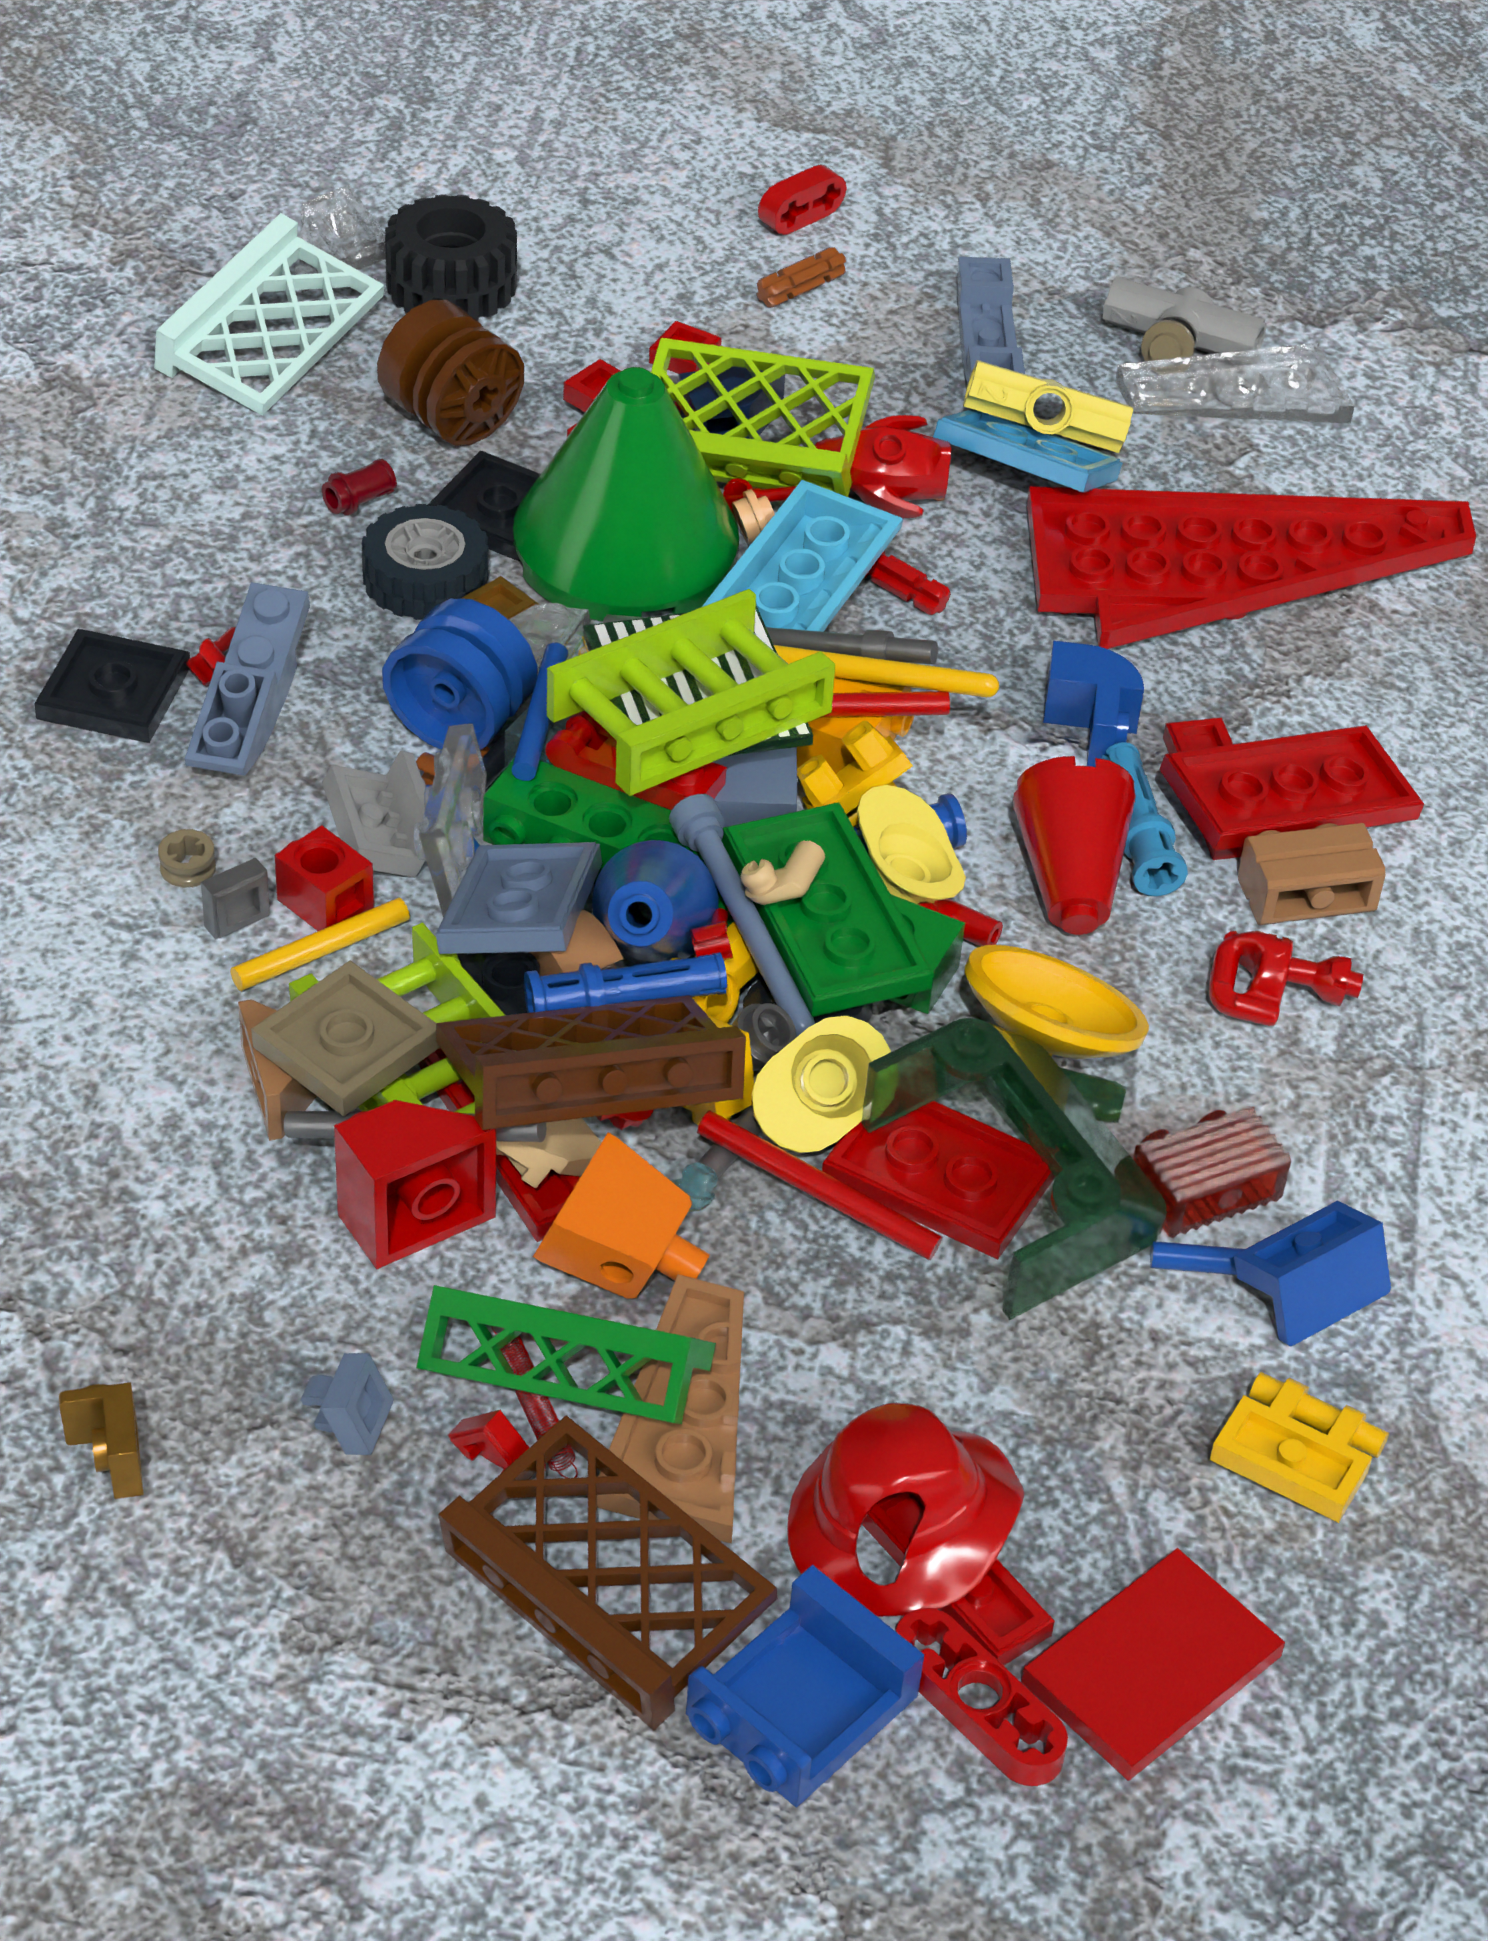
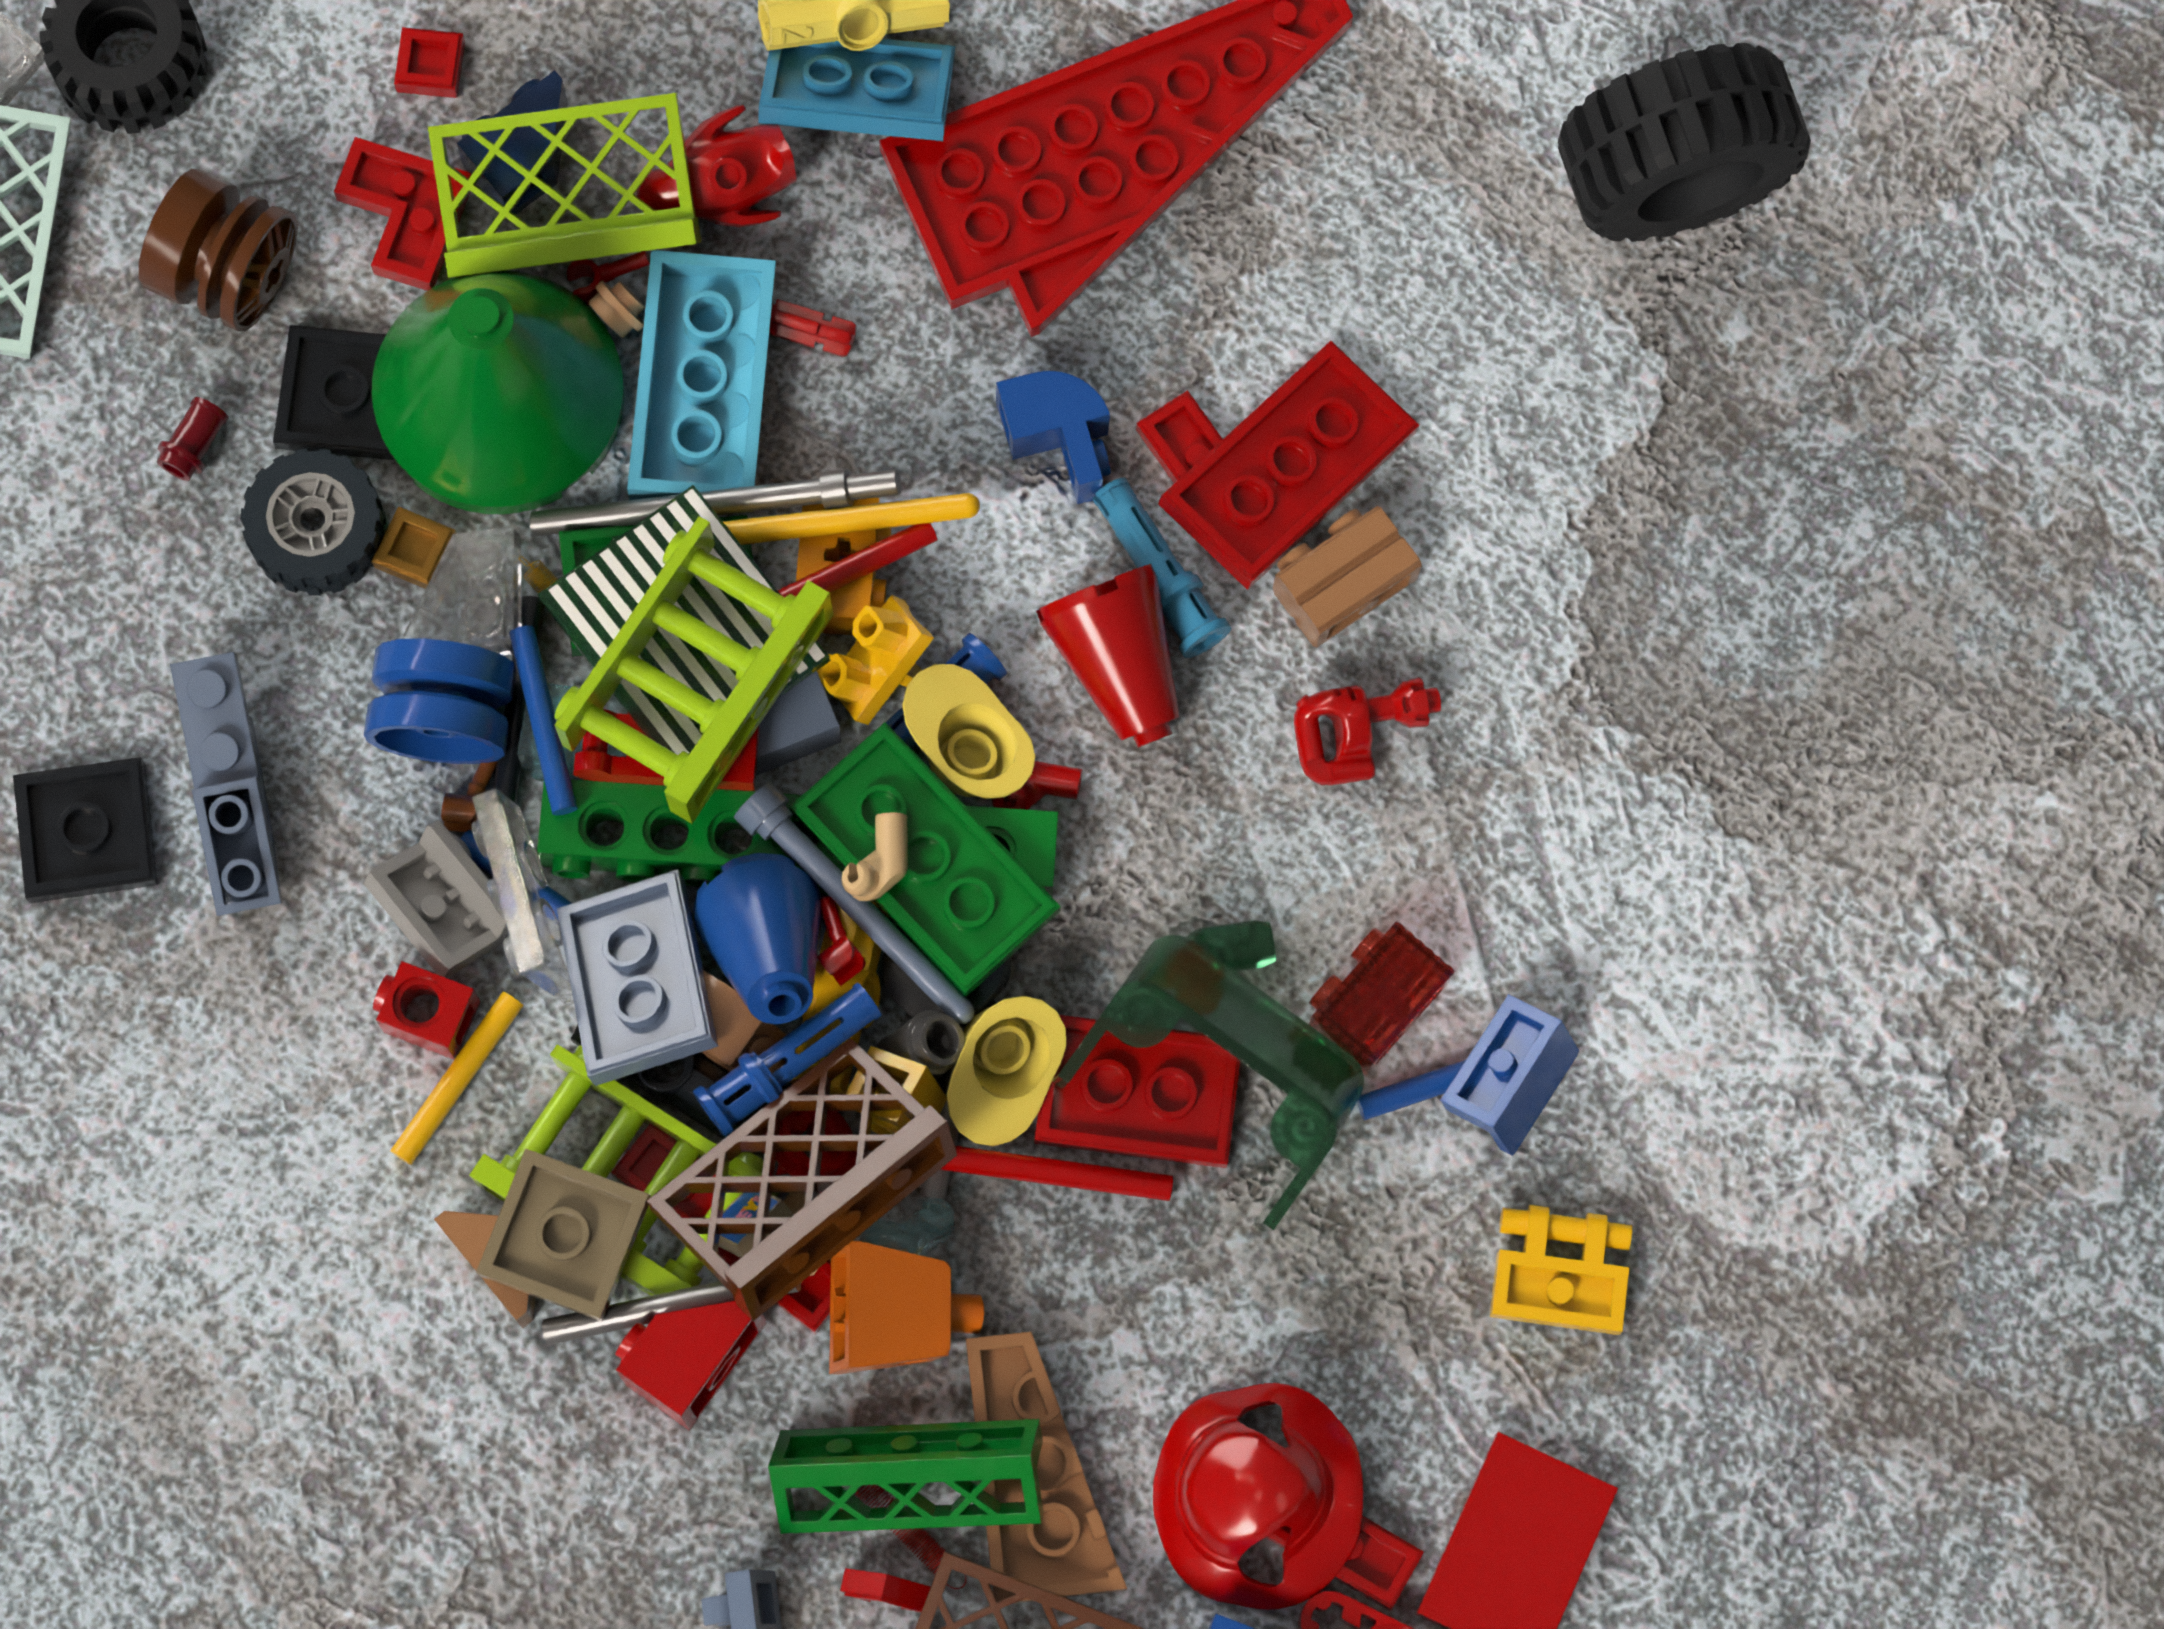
camera: 25 degrees left, 30 degrees up
(175, 848) = (260, 1020): dark tan bush -> none
(209, 654) = (165, 761): red hand -> none
(235, 898) = (356, 1071): flat silver tile -> none
(1054, 1003) = (1176, 867): yellow dish -> none

